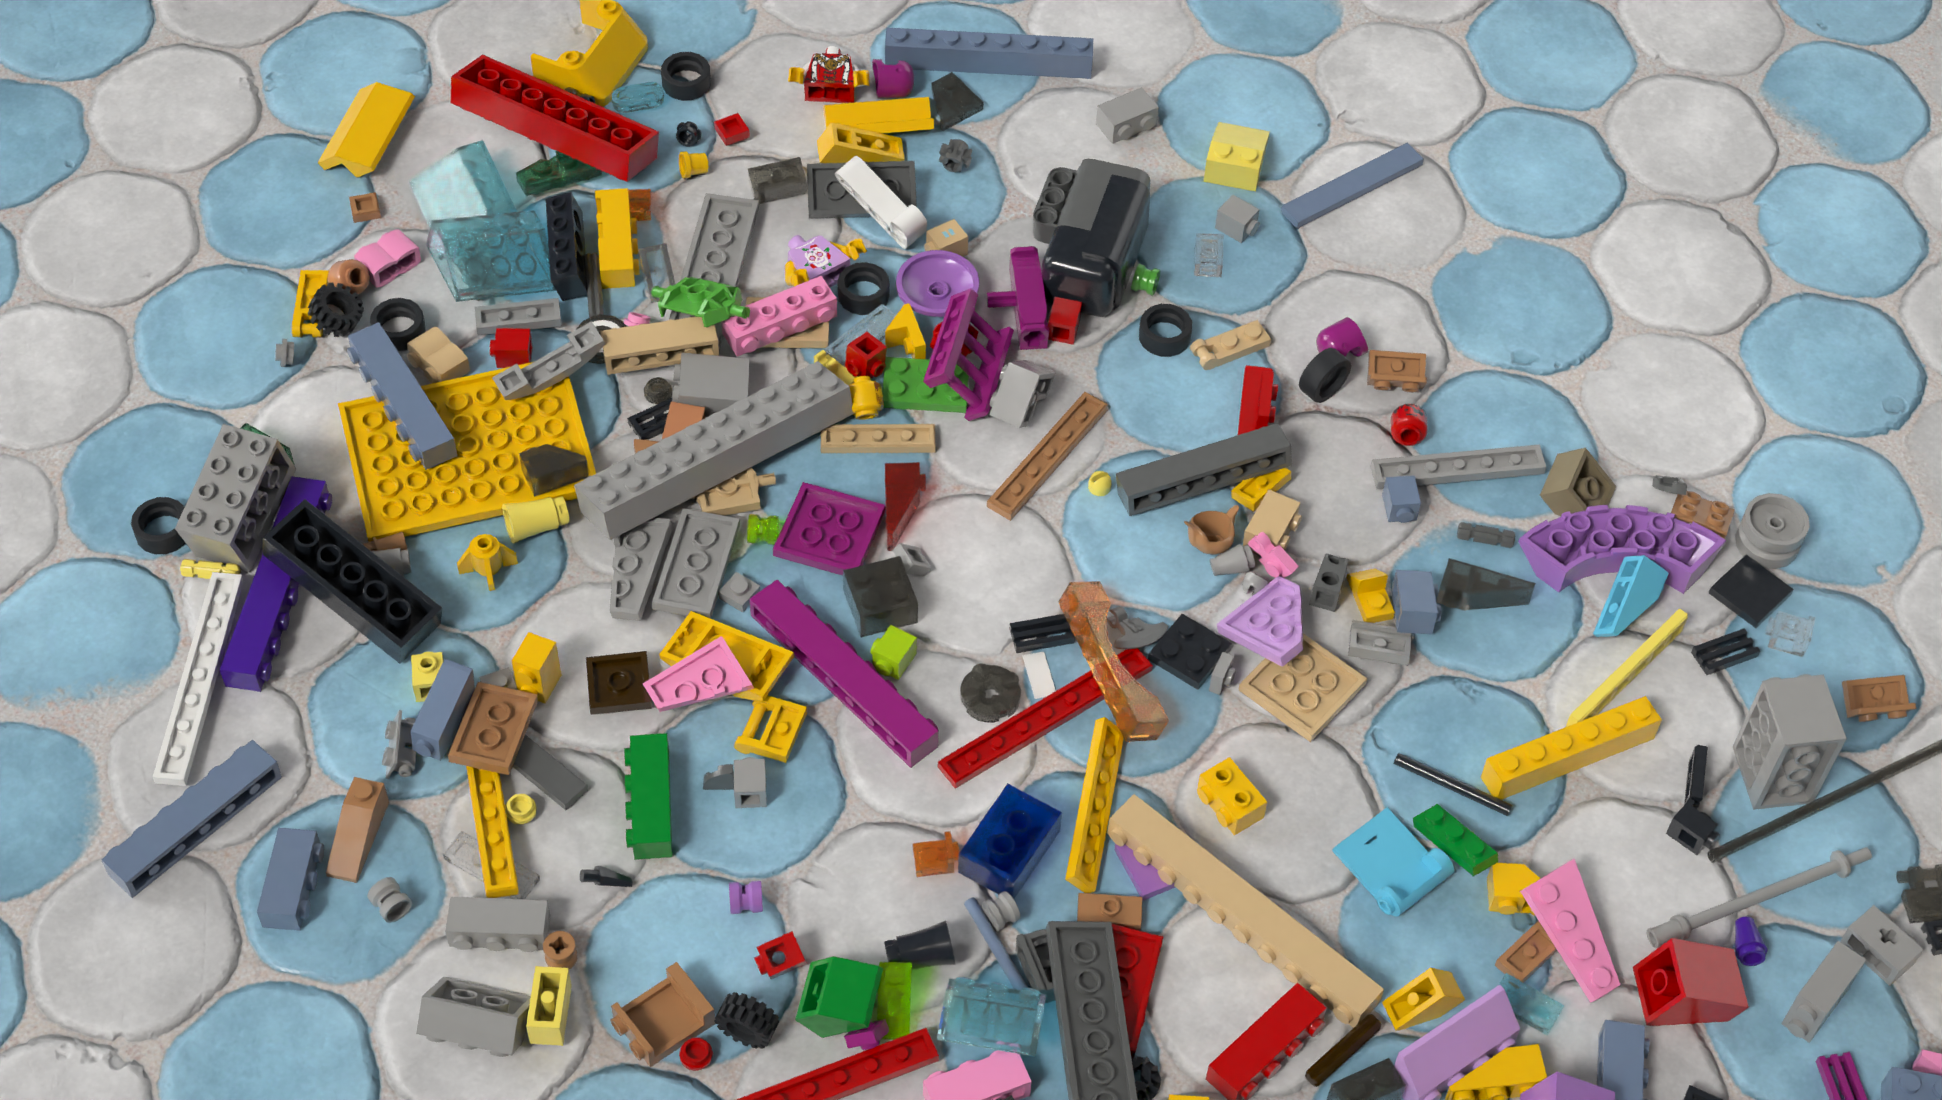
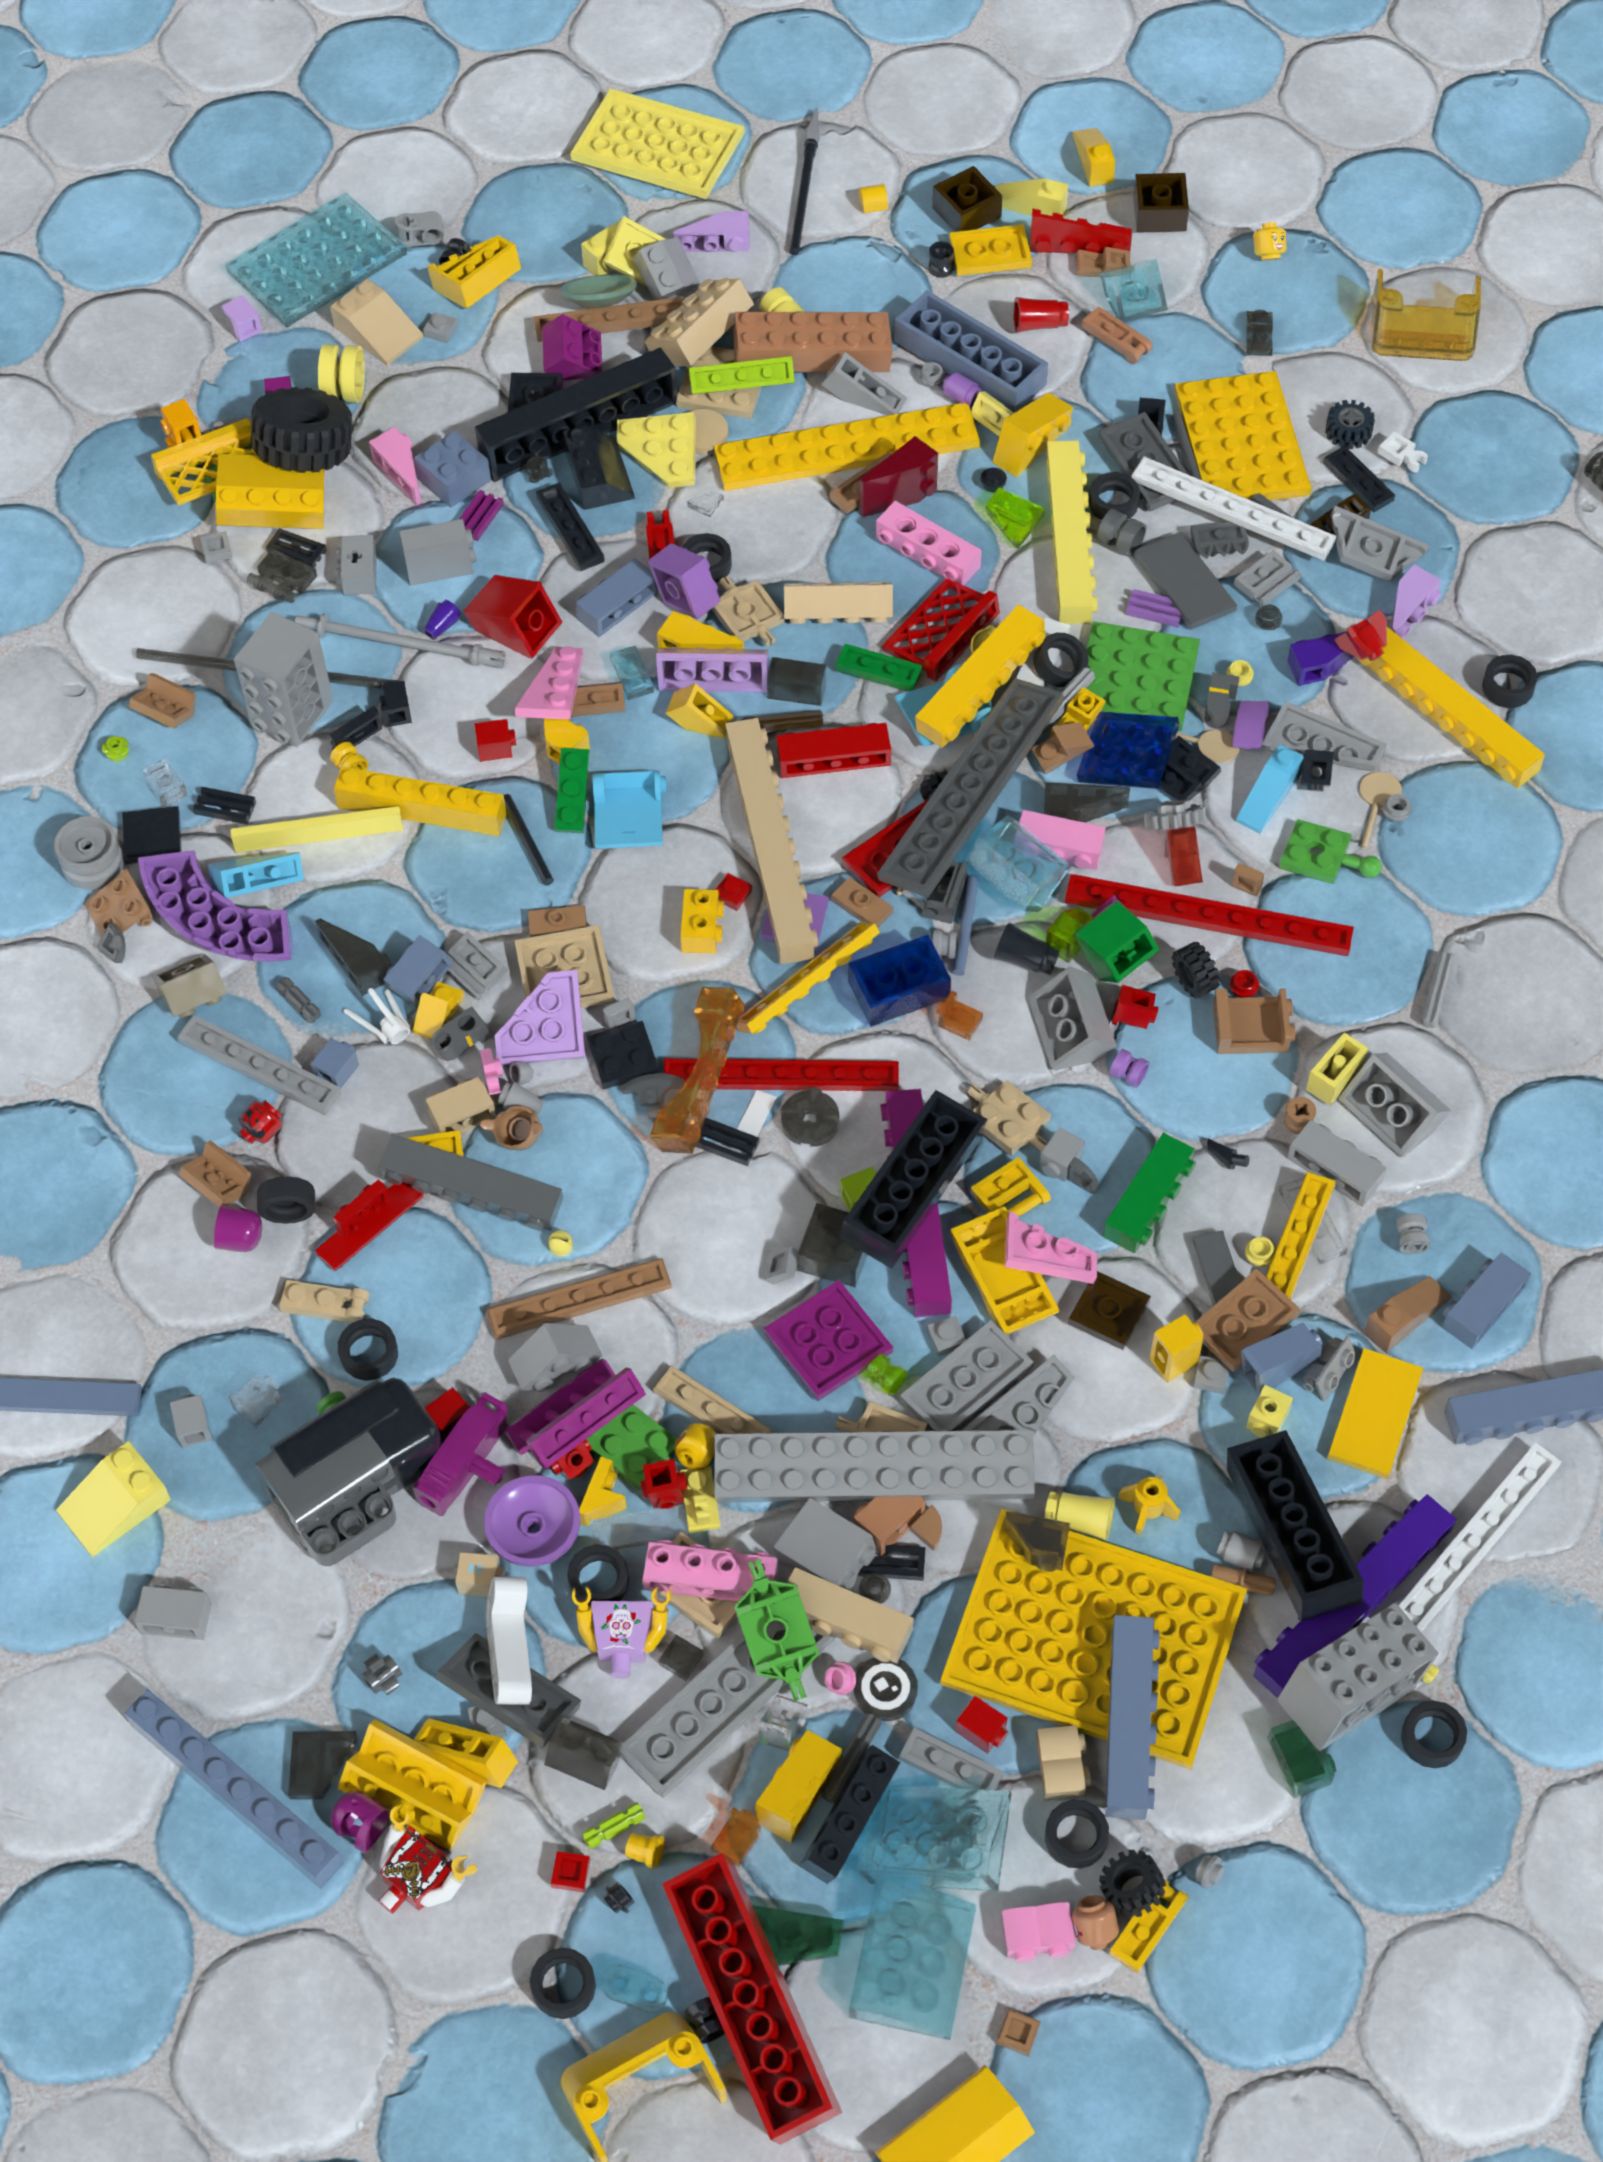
camera: 140 degrees left, 5 degrees up
(339, 735) = (1375, 1413): none -> yellow tile
(552, 367) = (966, 1661): light grey slope -> none
(726, 168) = (613, 1825): none -> lime axle
(763, 280) = (681, 1657): none -> clear smoke plate
(822, 793) = (1011, 1117): none -> tan plate
(828, 911) = (1072, 1020): none -> light grey slope
(848, 649) = (913, 1179): none -> black brick
(902, 497) = (743, 1328): clear red slope -> none
(1233, 849) = (733, 891): none -> red plate
(1351, 726) = (556, 920): none -> medium nougat plate
(1389, 554) = (393, 1026): none -> white plant
(1574, 843) = (494, 740): none -> red brick
(1670, 748) = (346, 756): none -> yellow wheel
(1865, 646) = (116, 753): none -> lime plate

